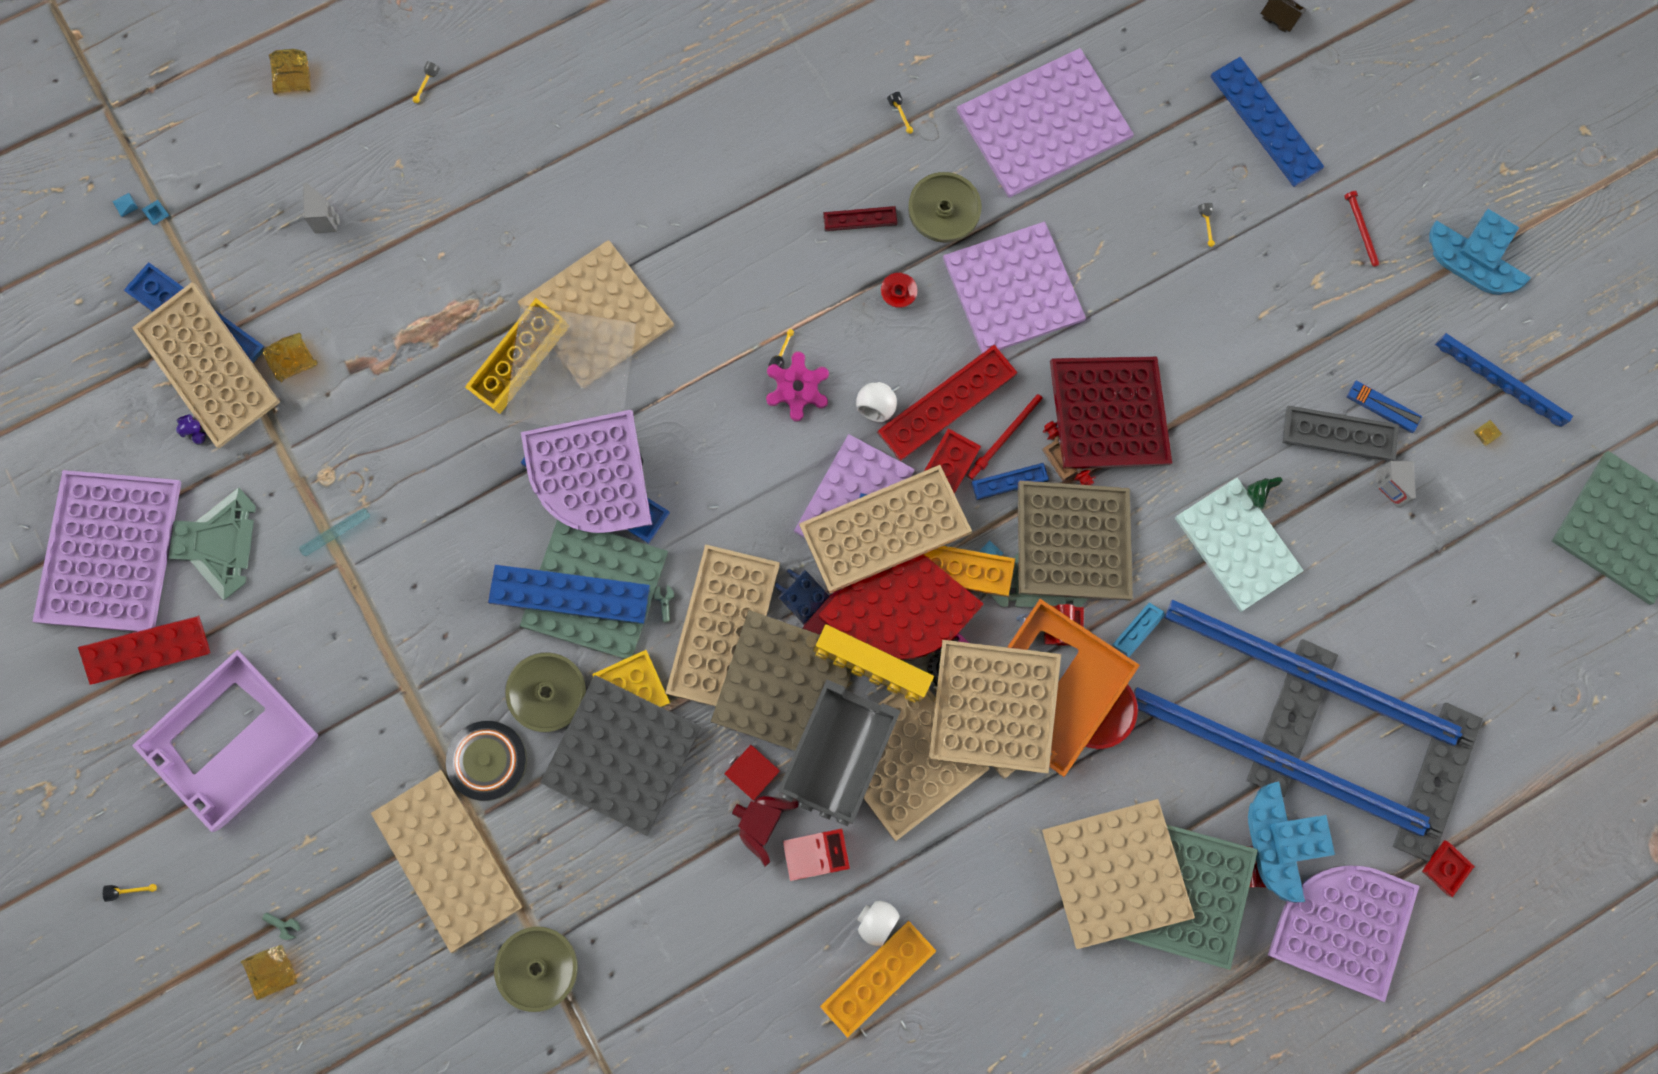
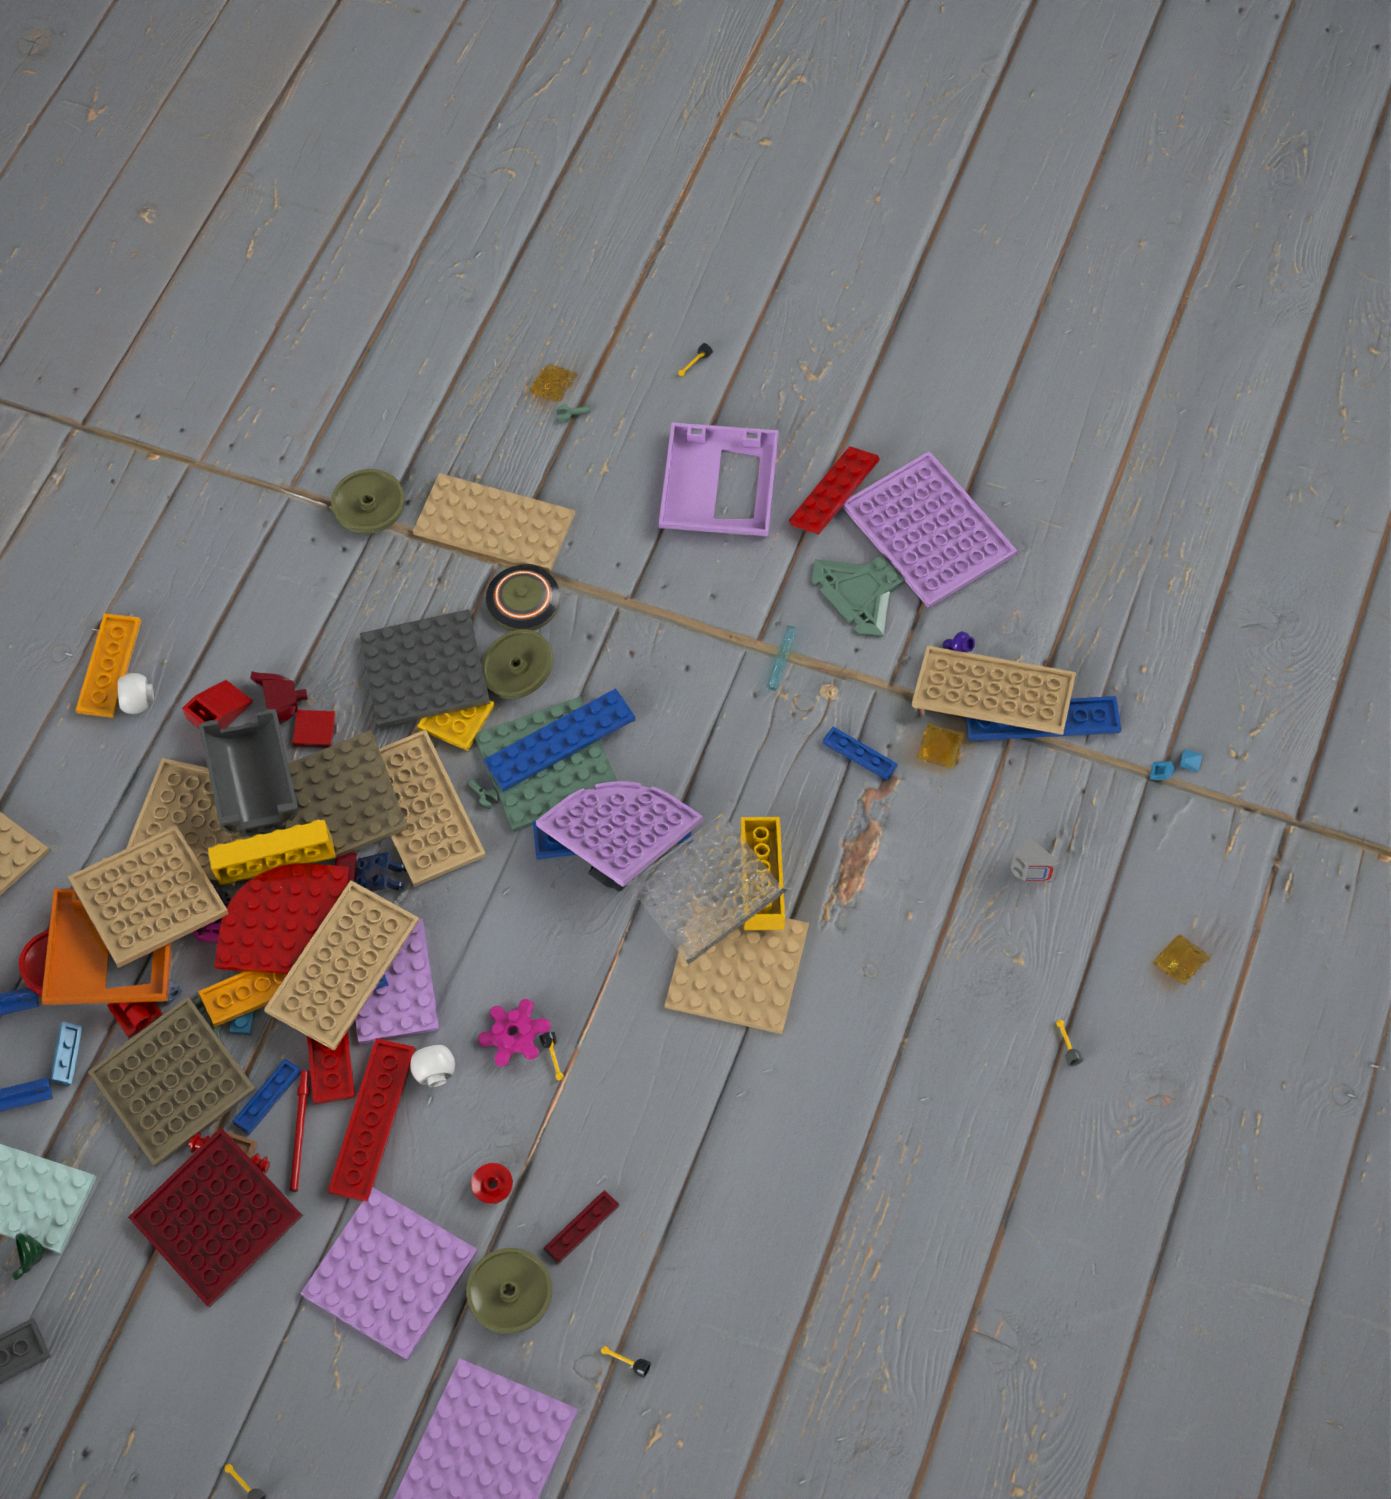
camera: 150 degrees right, 15 degrees down
(354, 404) = (860, 753): none -> blue tile

